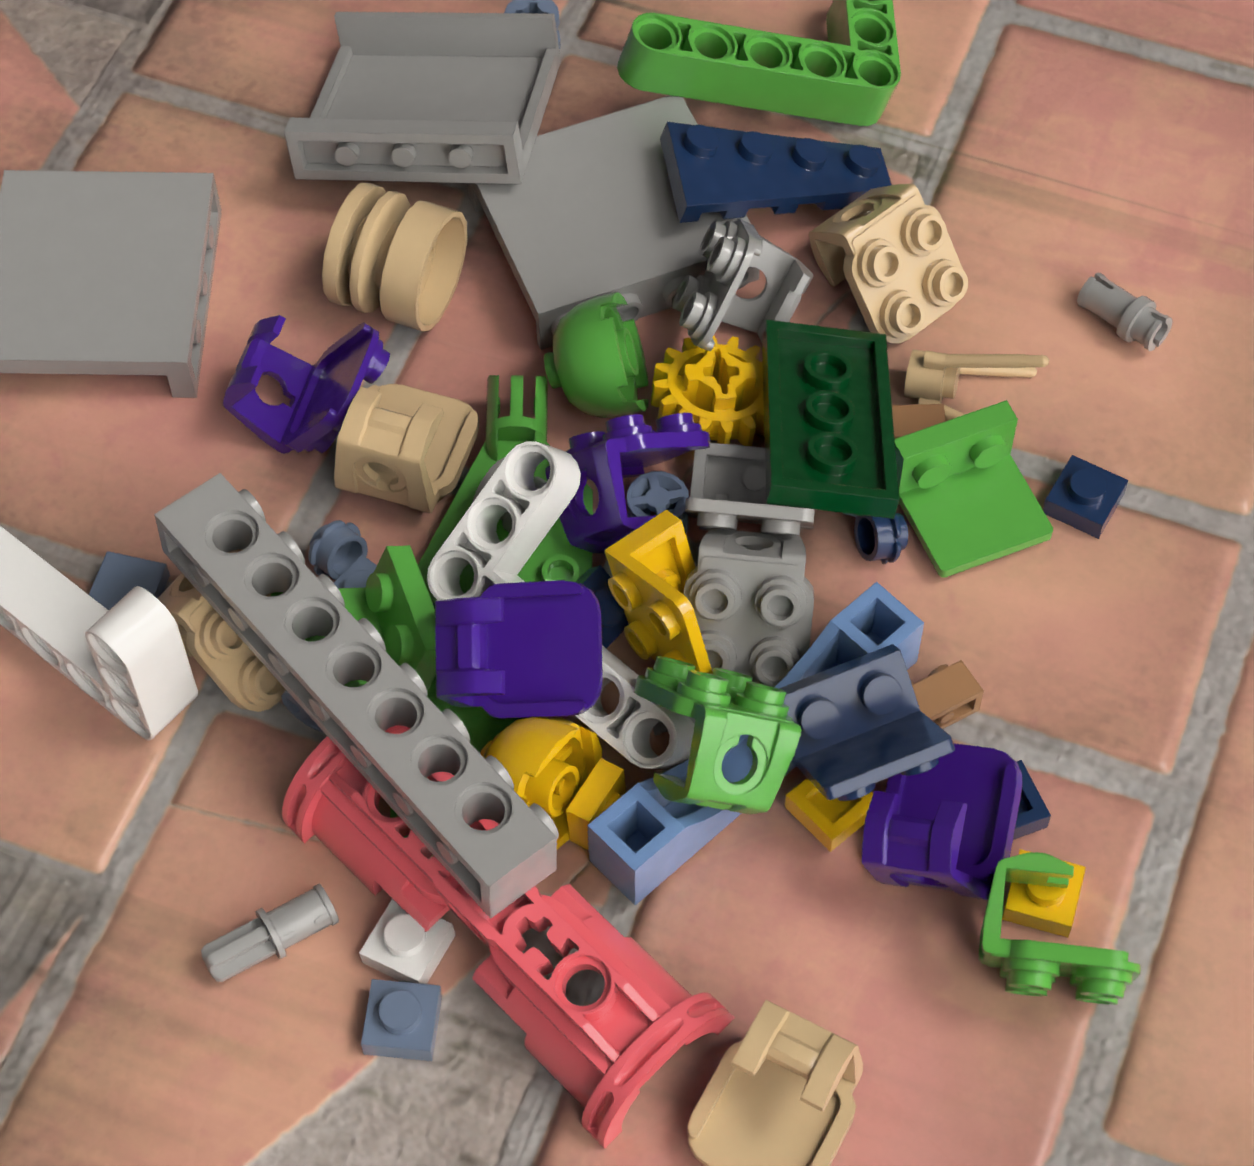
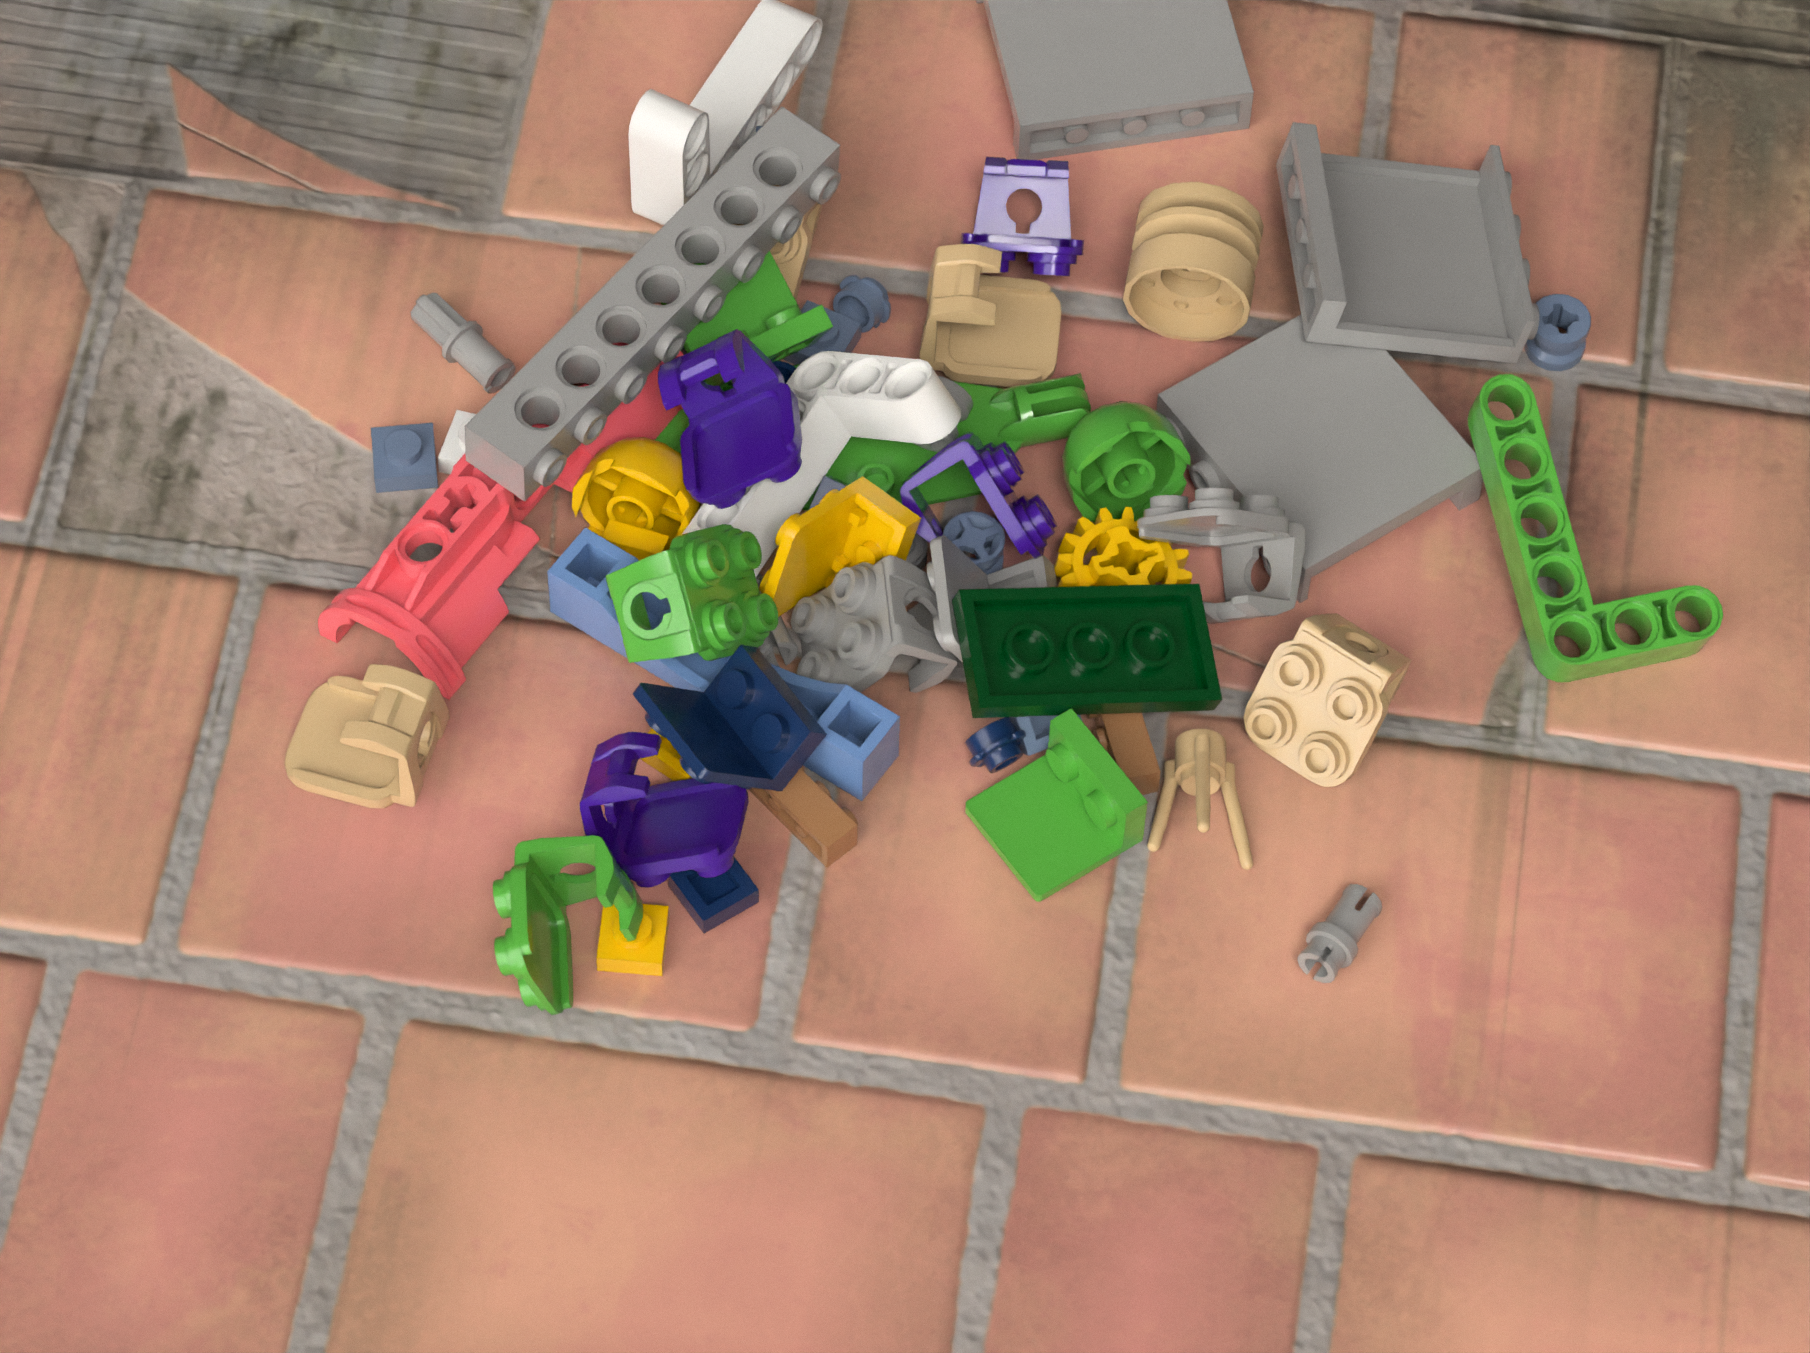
camera: 75 degrees right, 0 degrees up
(751, 170) = (1396, 546): dark blue wing -> none
(1085, 496) = (1096, 926): dark blue plate -> none

